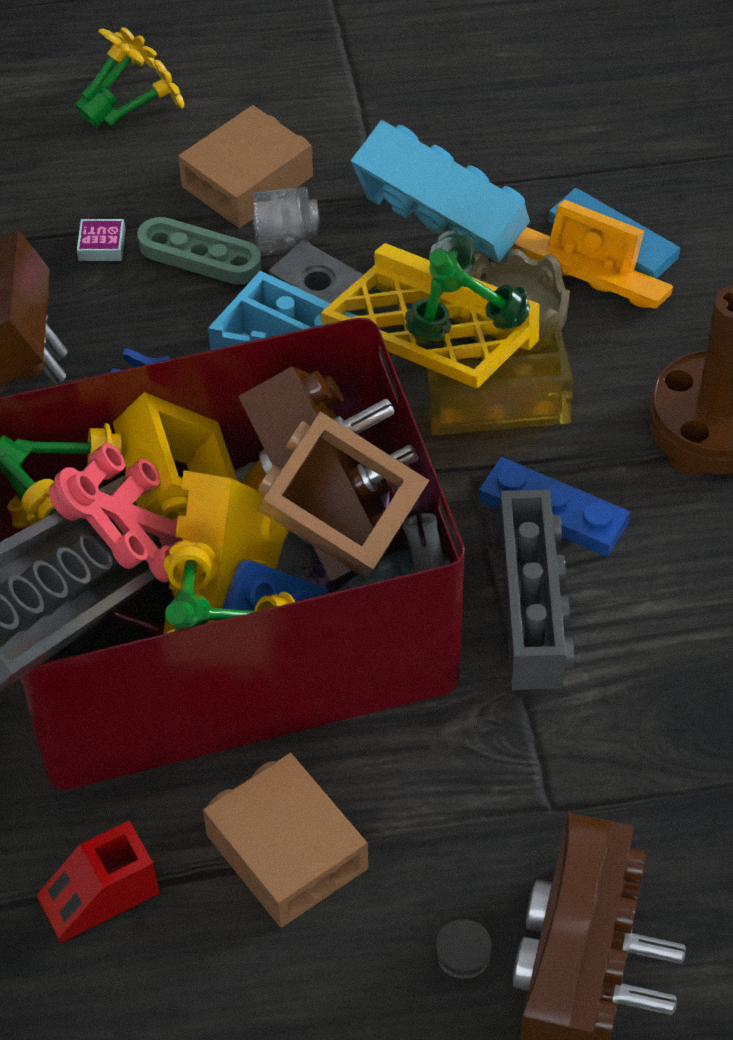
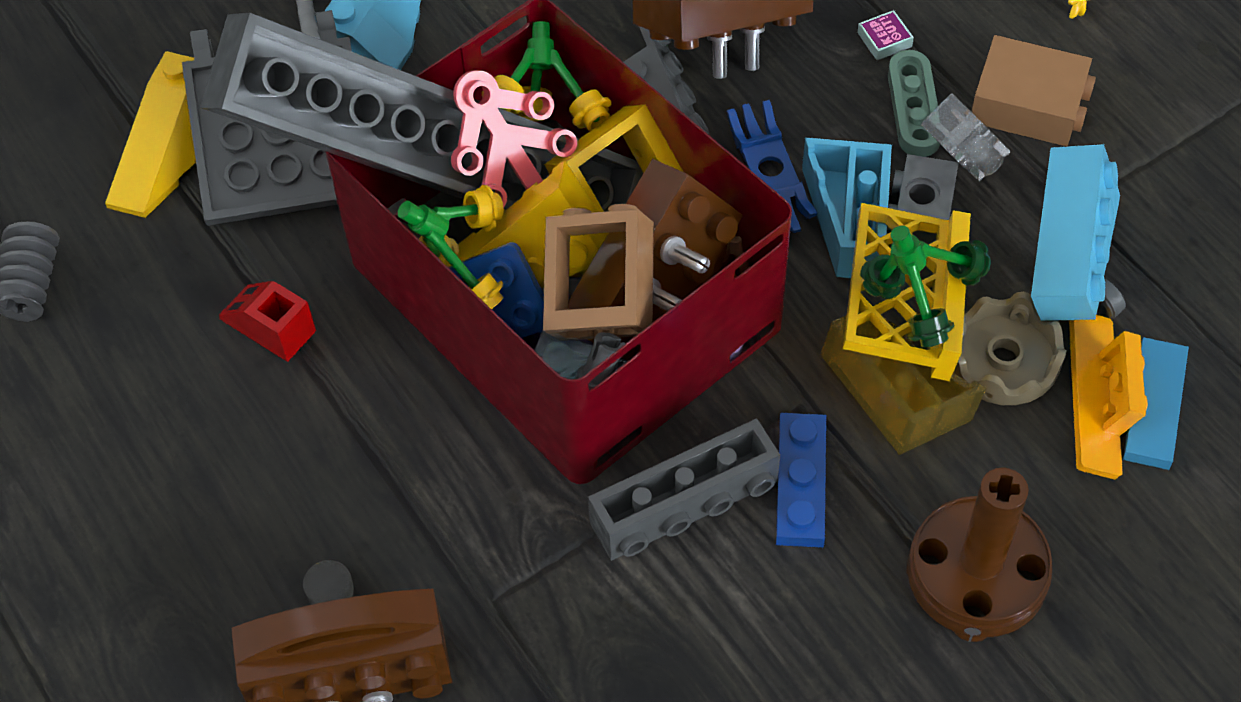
camera: 65 degrees right, 5 degrees up
(285, 838) = (363, 418): medium nougat brick -> none

